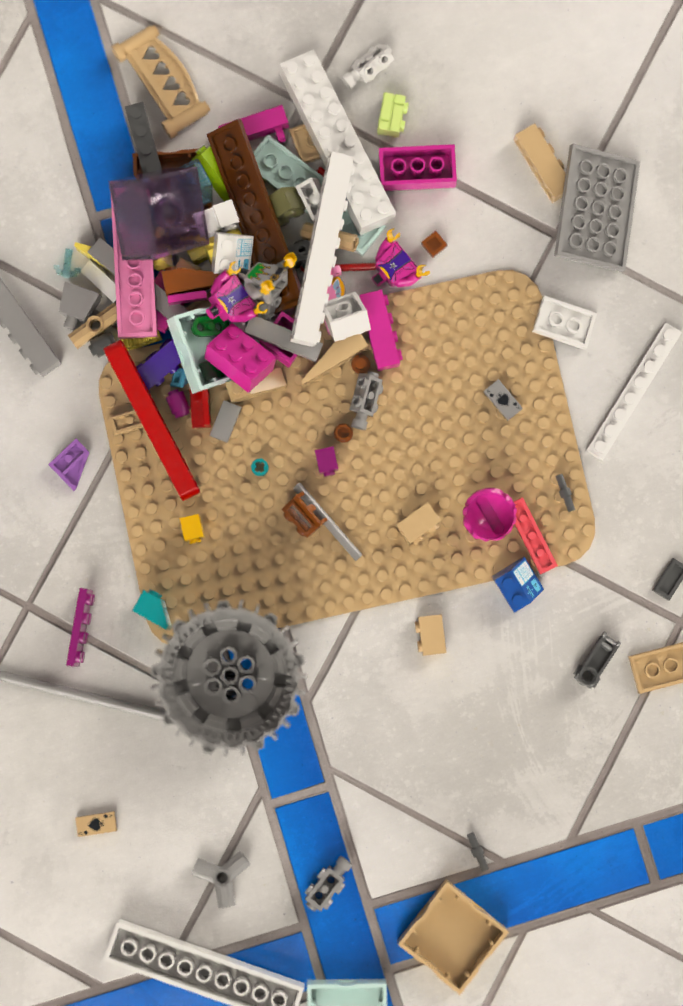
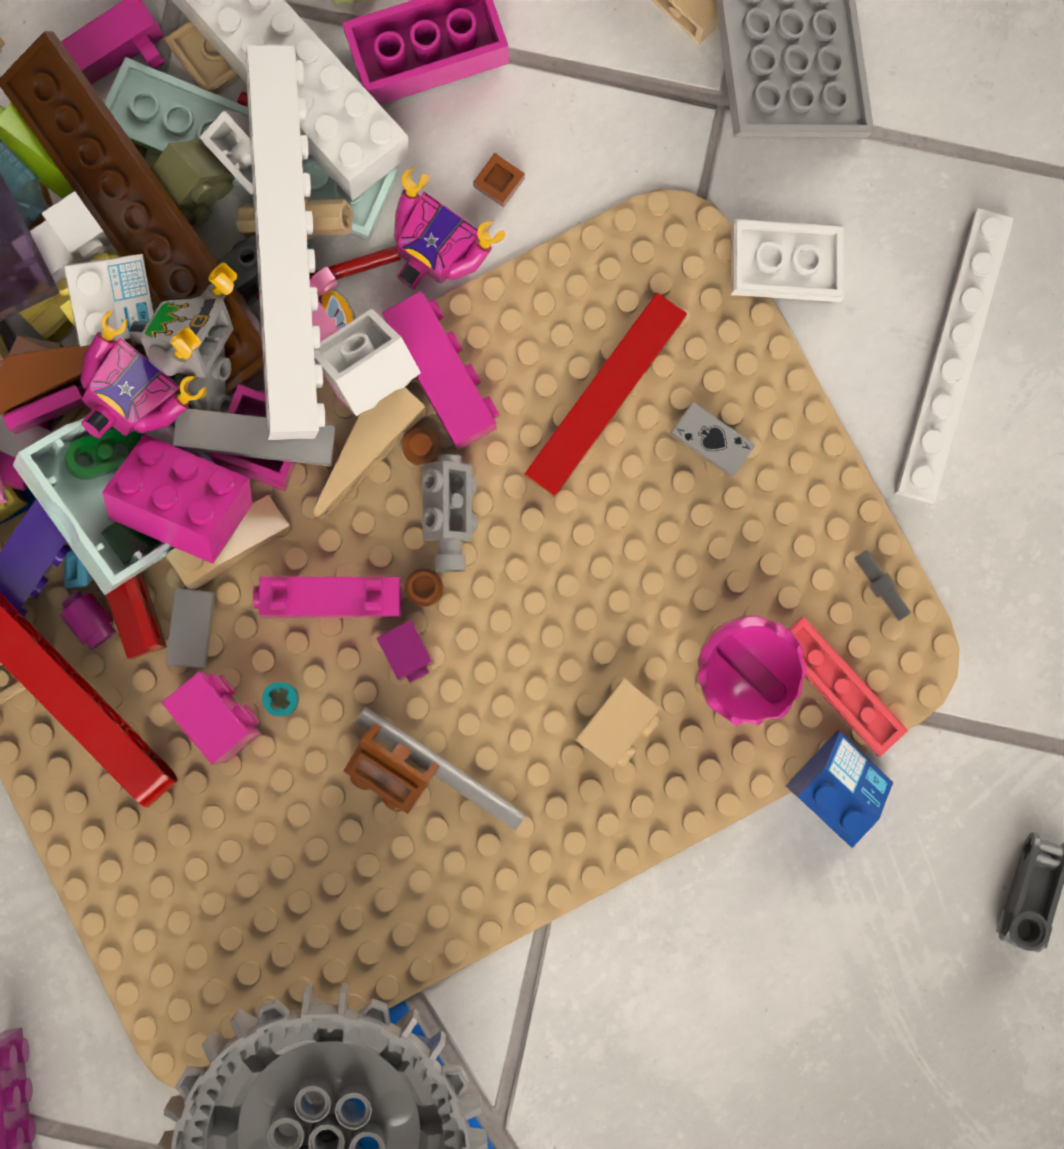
camera: 15 degrees left, 0 degrees up
(153, 609) = (143, 1043): teal slope -> none
(192, 528) = (179, 857): yellow brick -> none
(226, 466) = (213, 717): none -> dark pink brick
(296, 425) = (328, 597): none -> dark pink brick
(431, 635) = (702, 934): tan brick -> none
(457, 363) = (605, 394): none -> red tile

